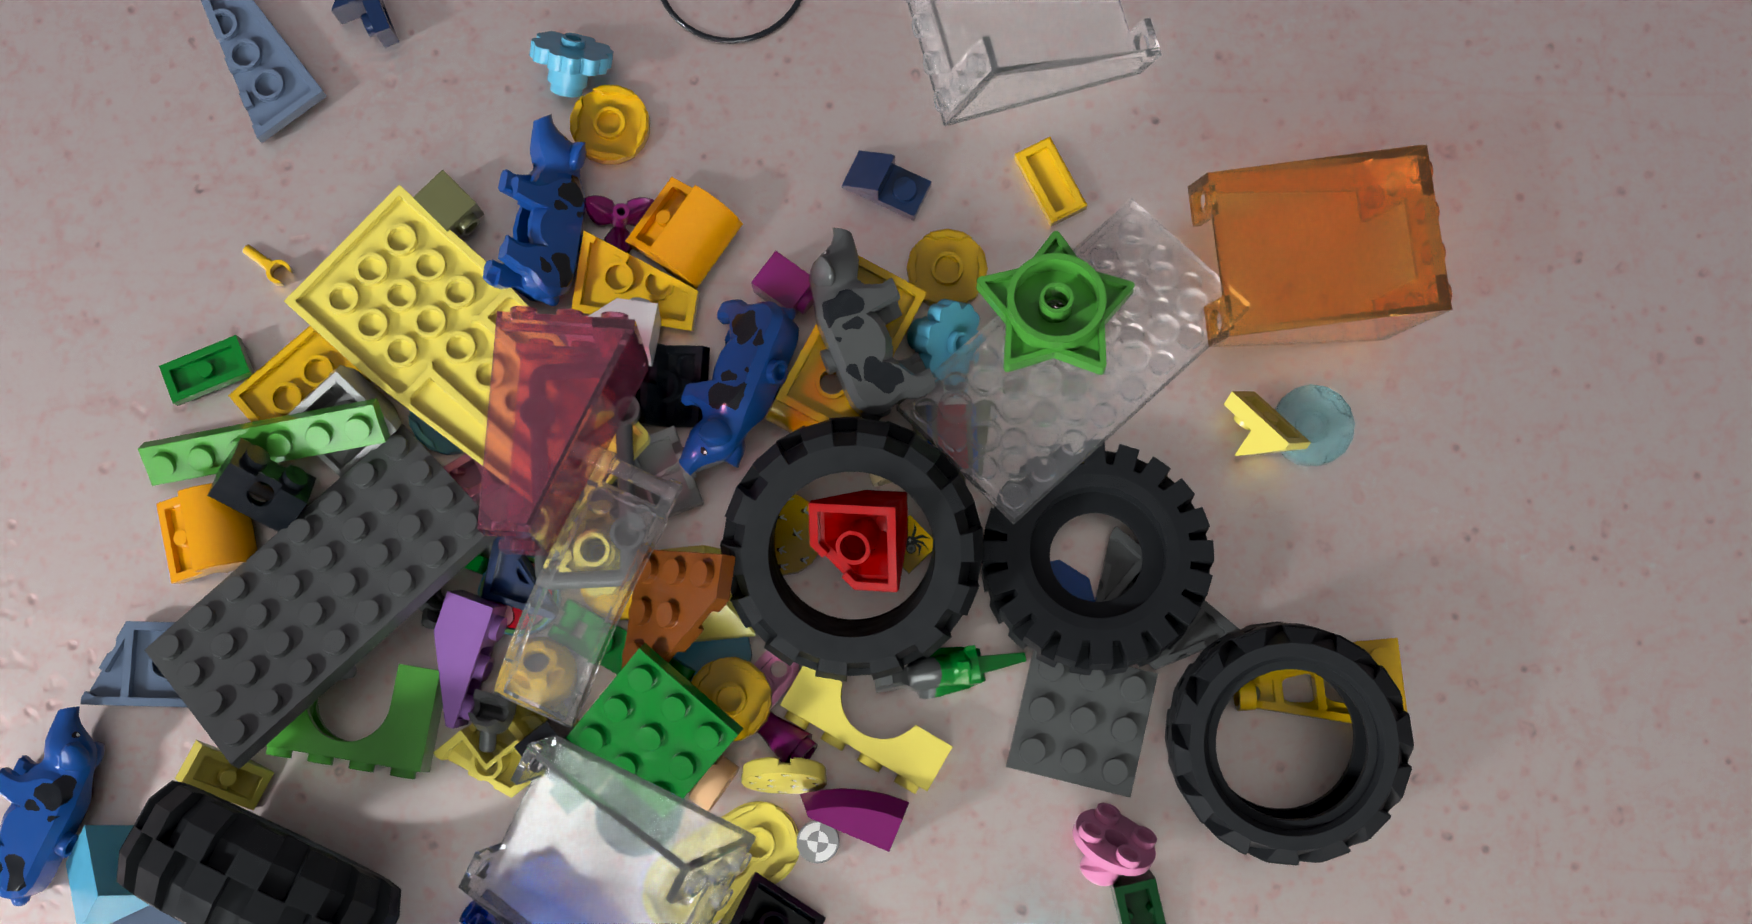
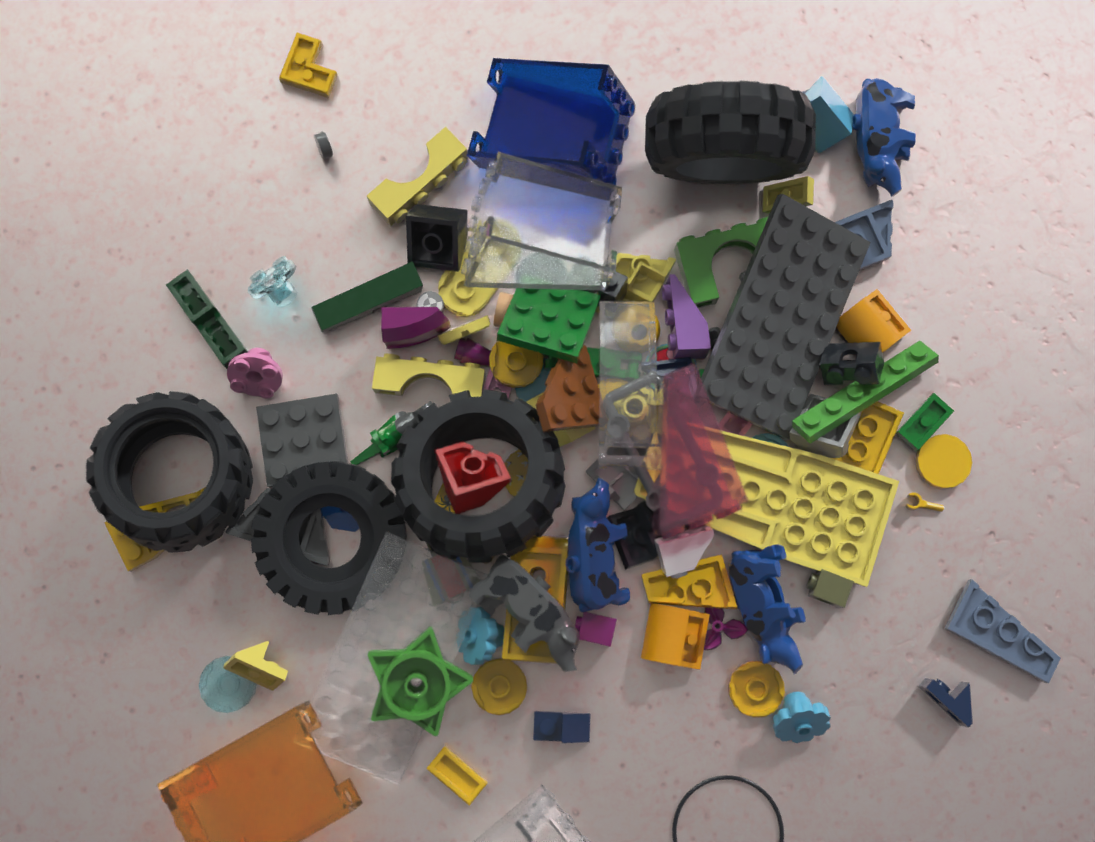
camera: 155 degrees right, 0 degrees up
(209, 307) = (944, 461): none -> yellow tile
(491, 717) = (651, 289): dark grey piece -> none
(904, 891) = (367, 297): none -> dark green slope

